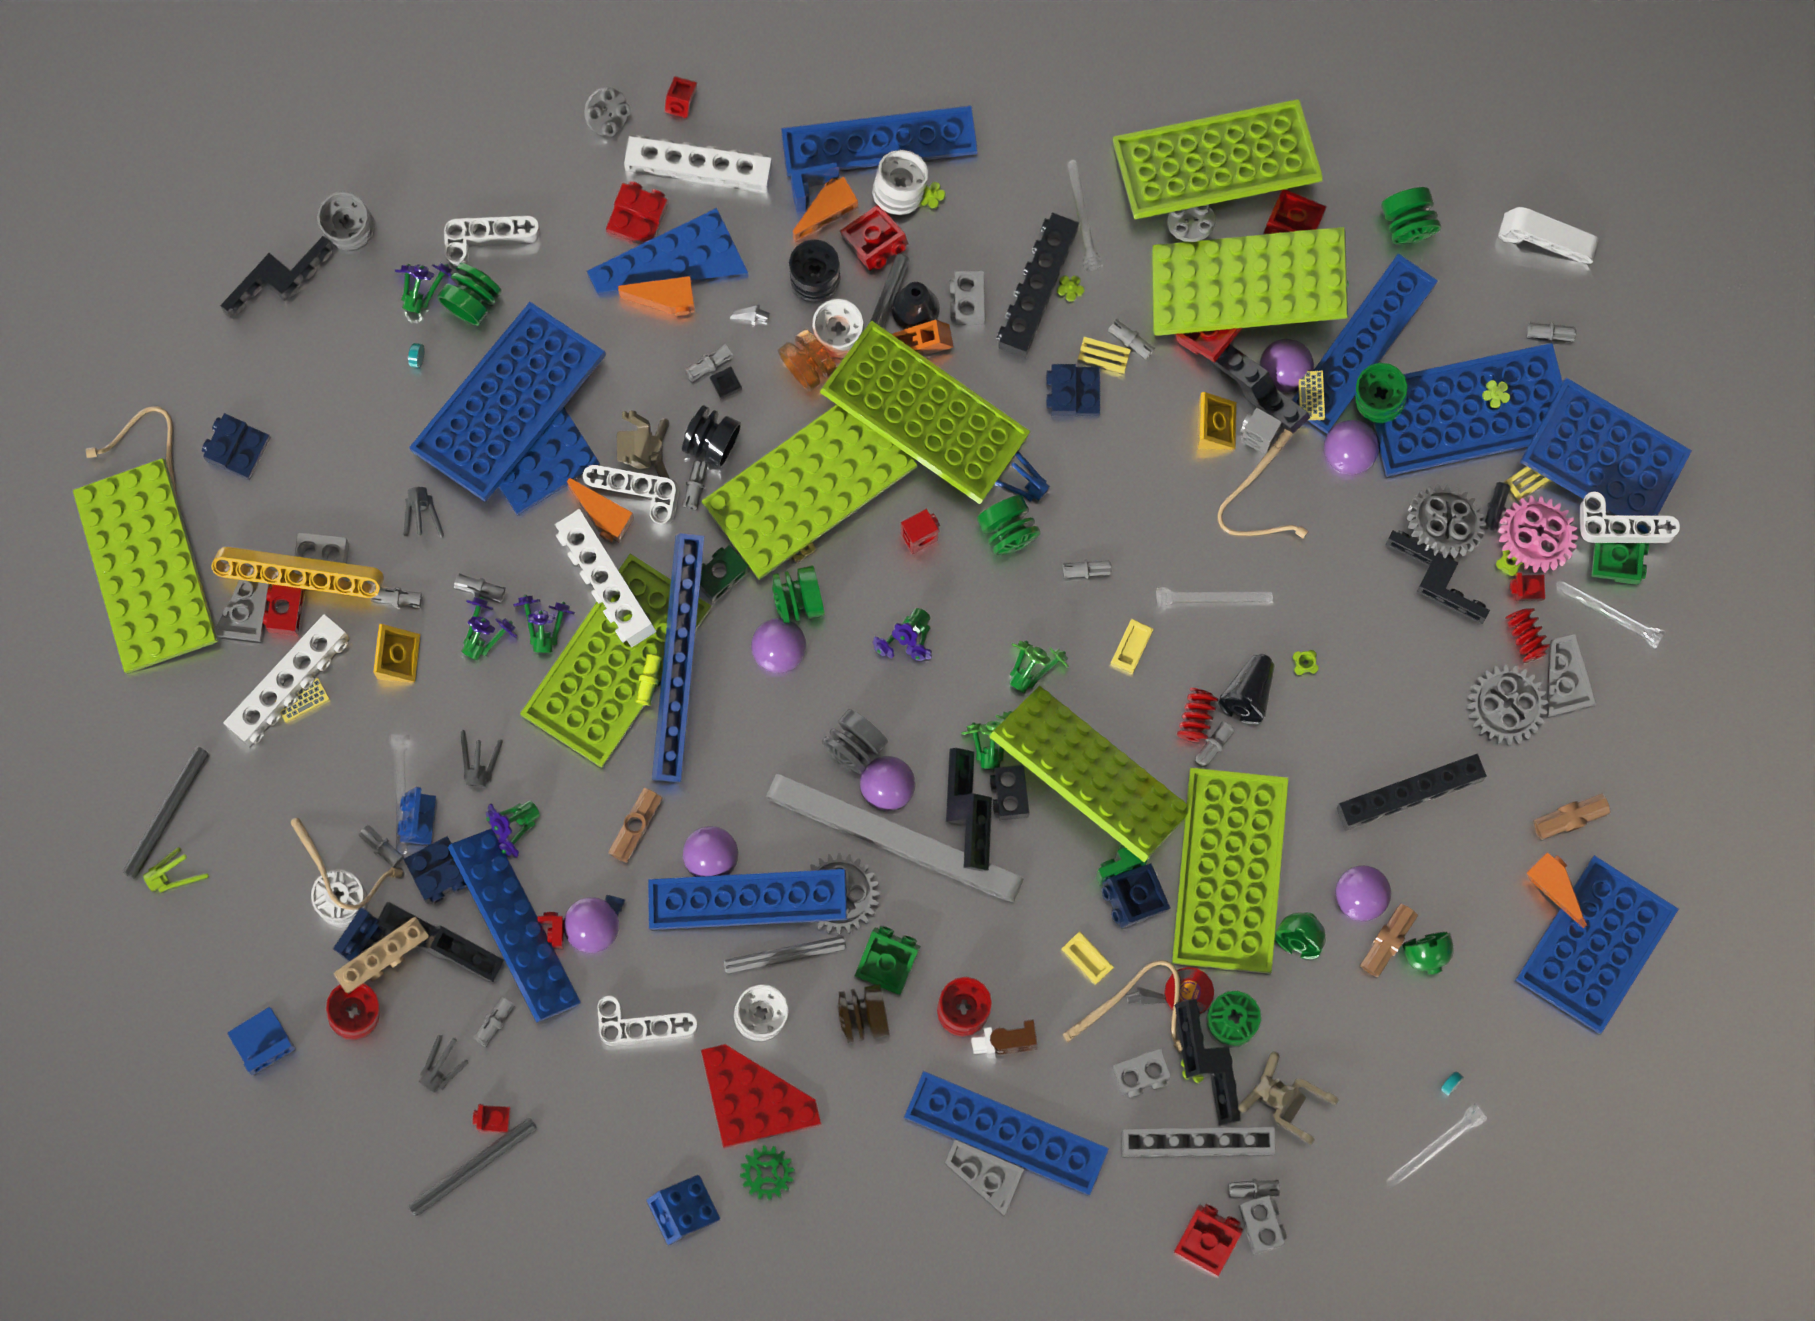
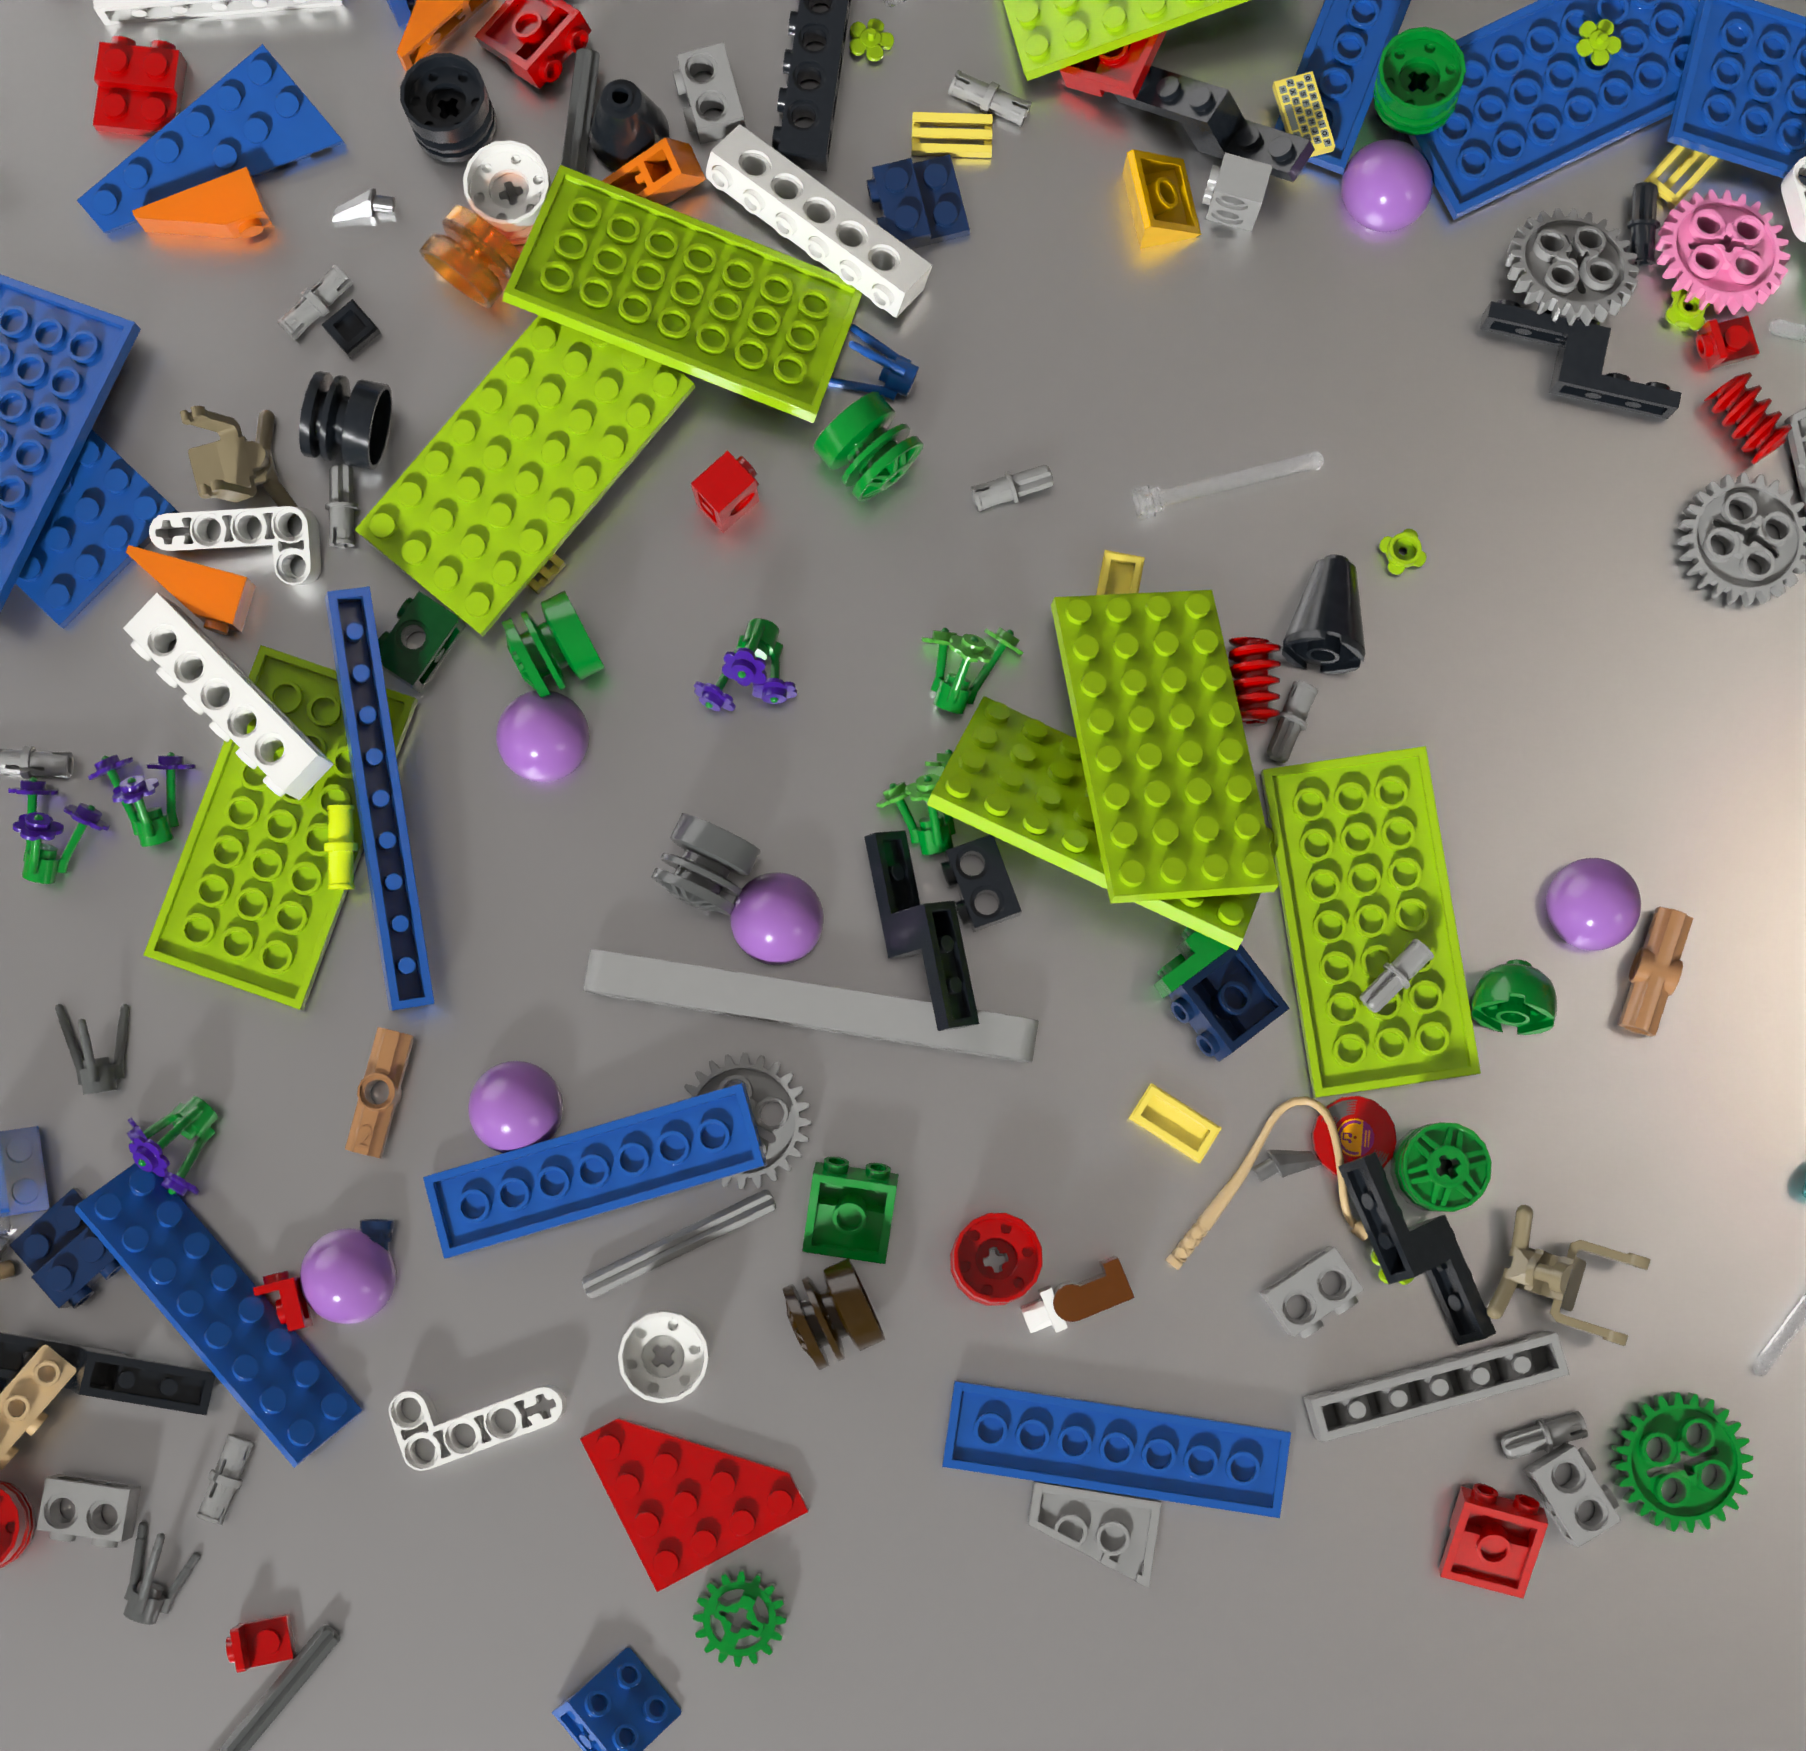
camera: 15 degrees left, 5 degrees up
(416, 1012) = (89, 1499): none -> light grey brick
(1022, 392) = (817, 220): none -> white brick
(1133, 737) = (1163, 746): none -> lime plate
(1235, 904) = (1396, 975): none -> light grey axle
(1269, 456) = (1262, 225): tan piece -> none
(1287, 363) = (1253, 72): medium lavender piece -> none
(1333, 1245) = (1693, 1498): none -> green gear
(1411, 792) = (1630, 719): black brick -> none
(1429, 952) = (1728, 975): green cylinder -> none

